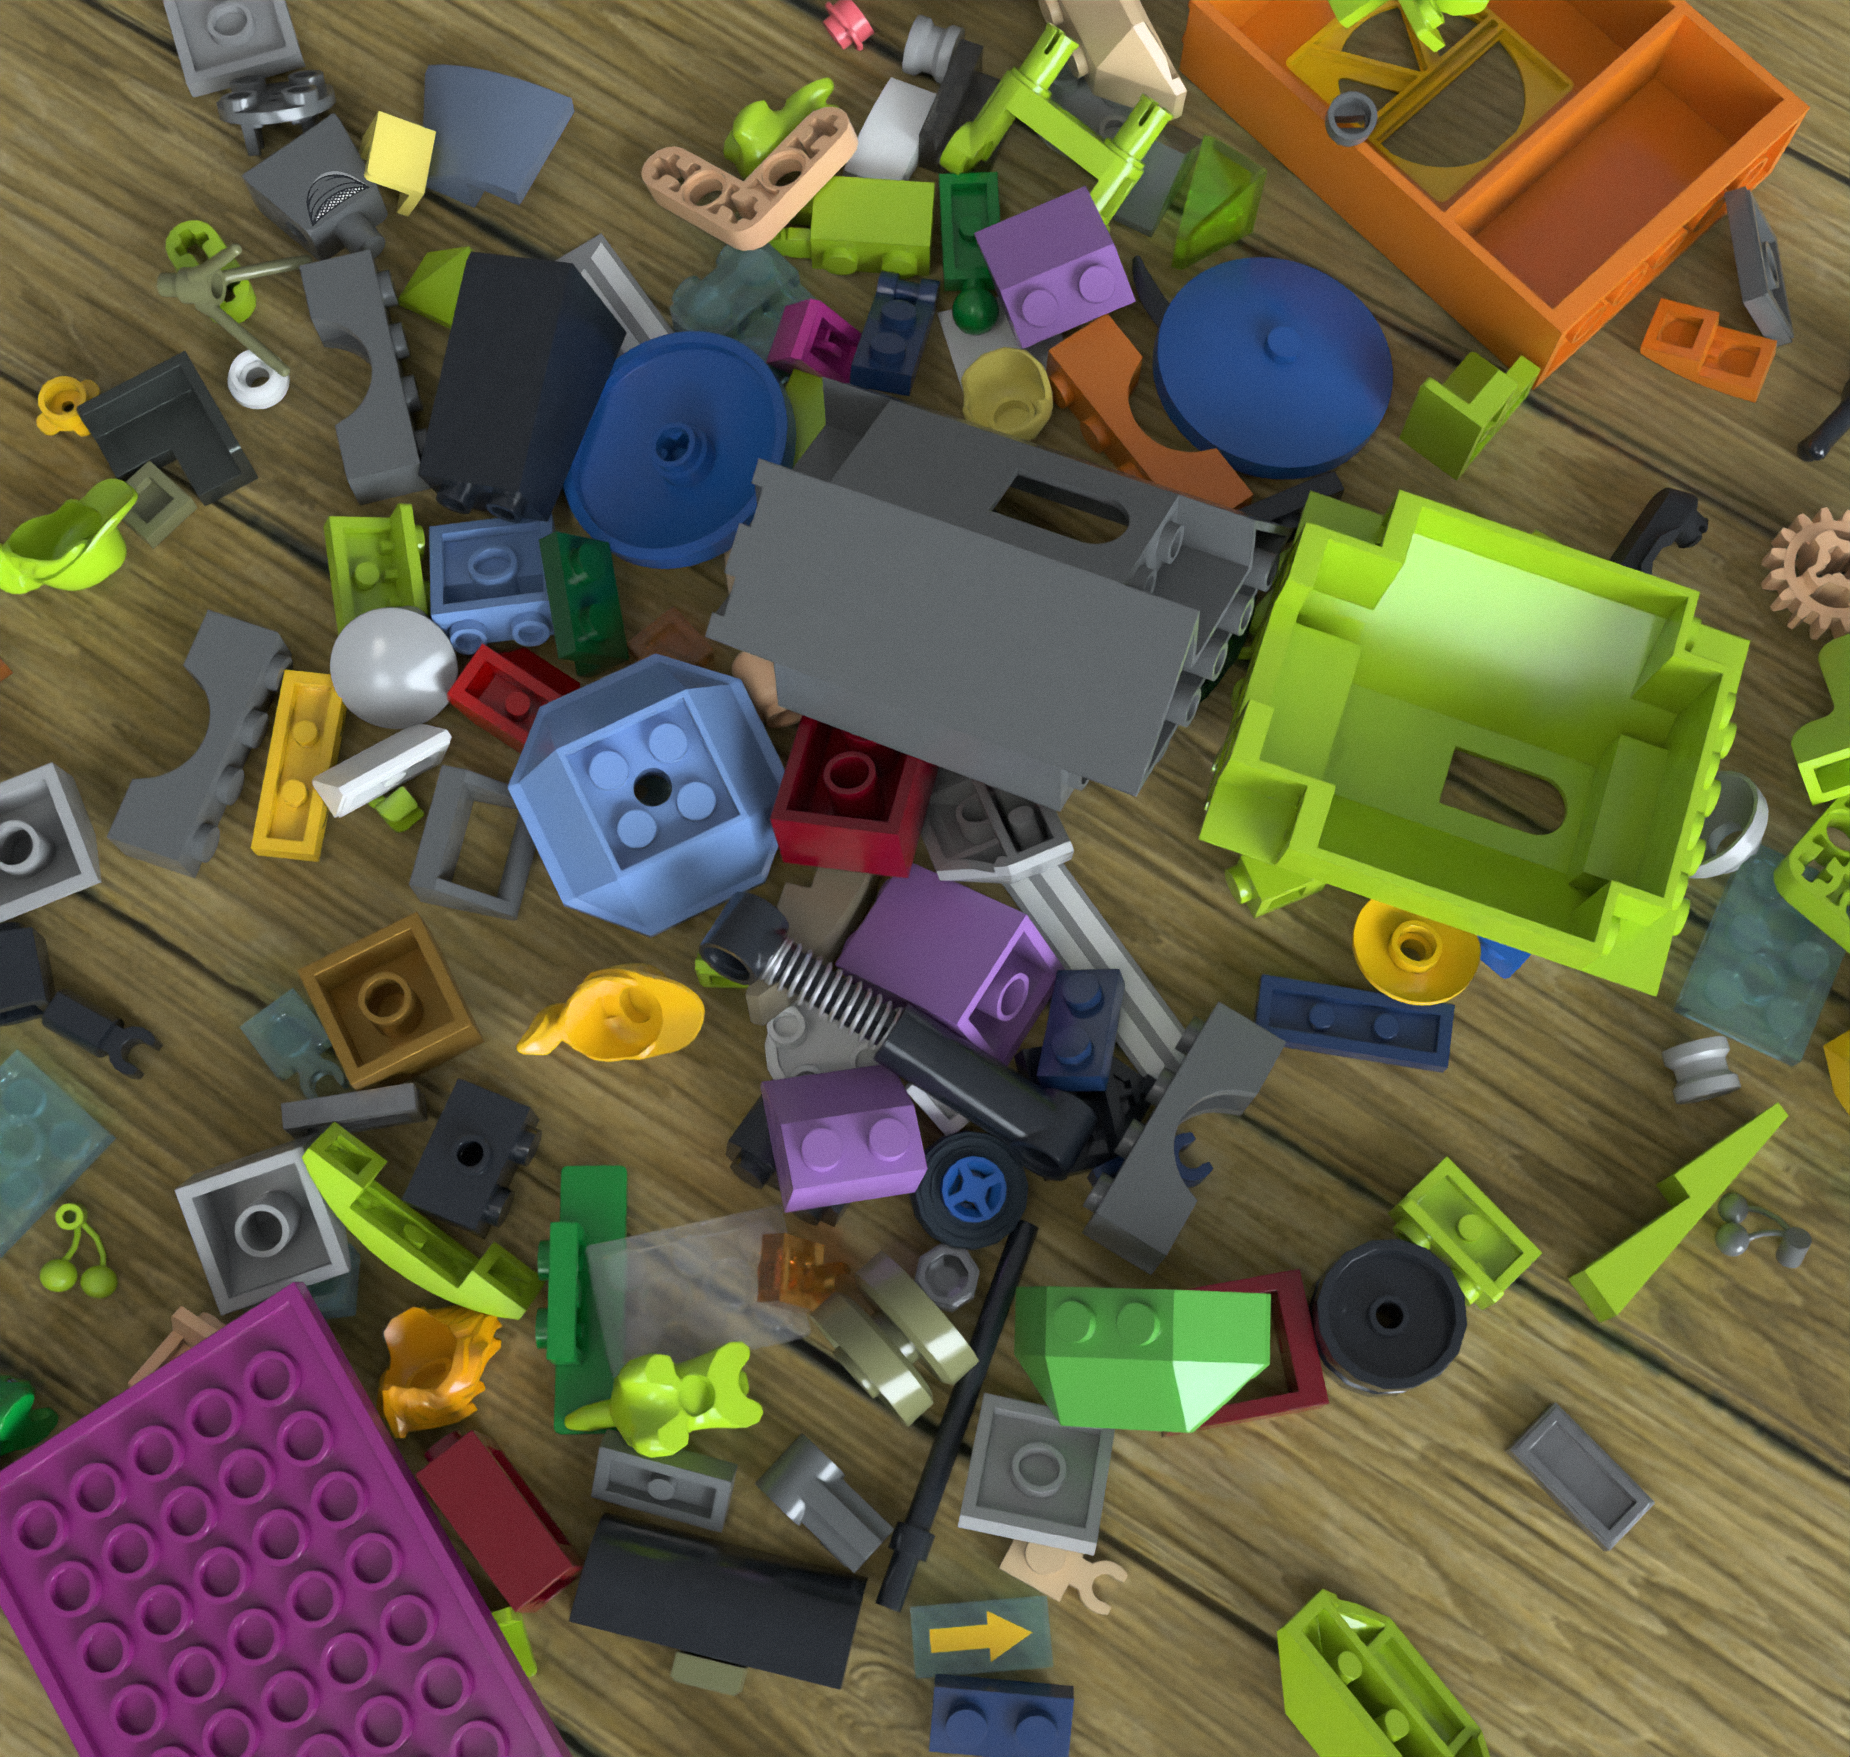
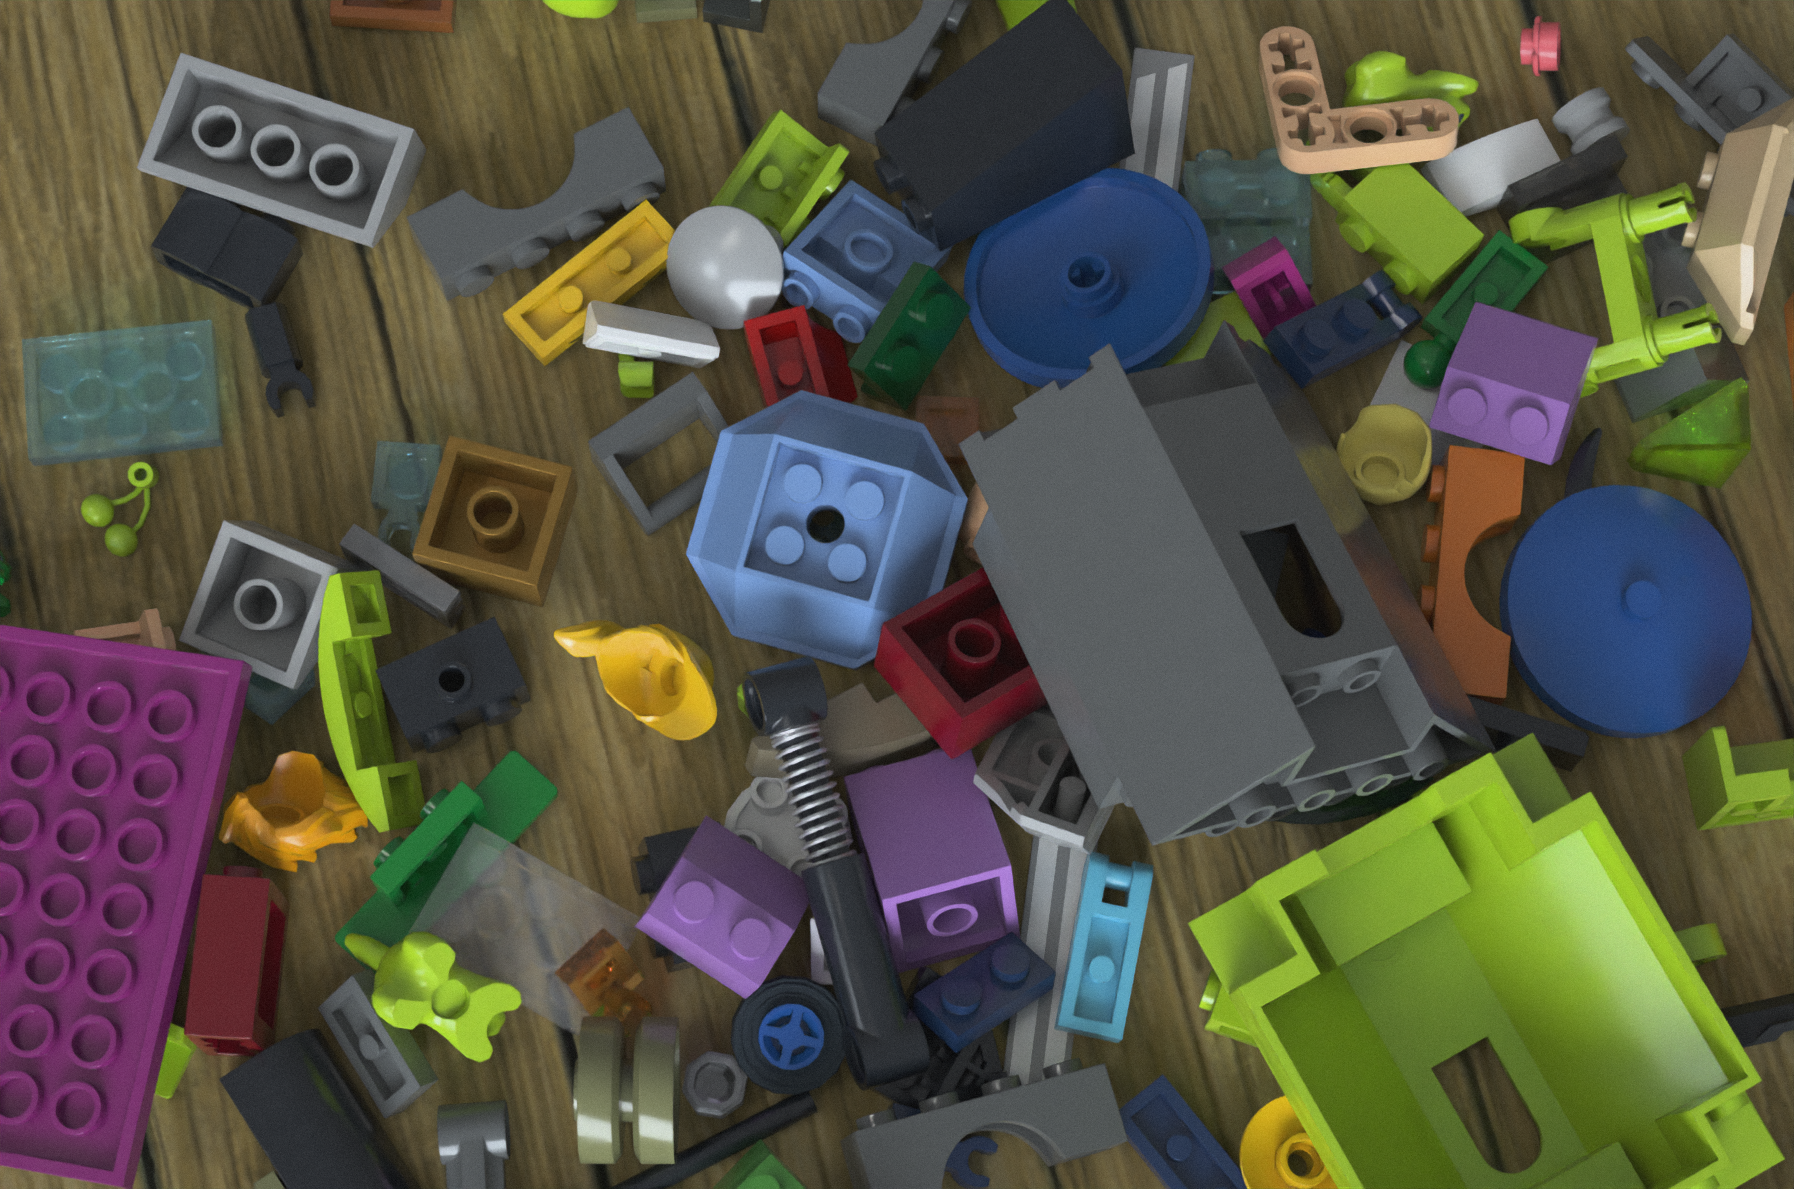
camera: 40 degrees right, 0 degrees up
(1135, 923) = (1104, 949): none -> medium azure plate

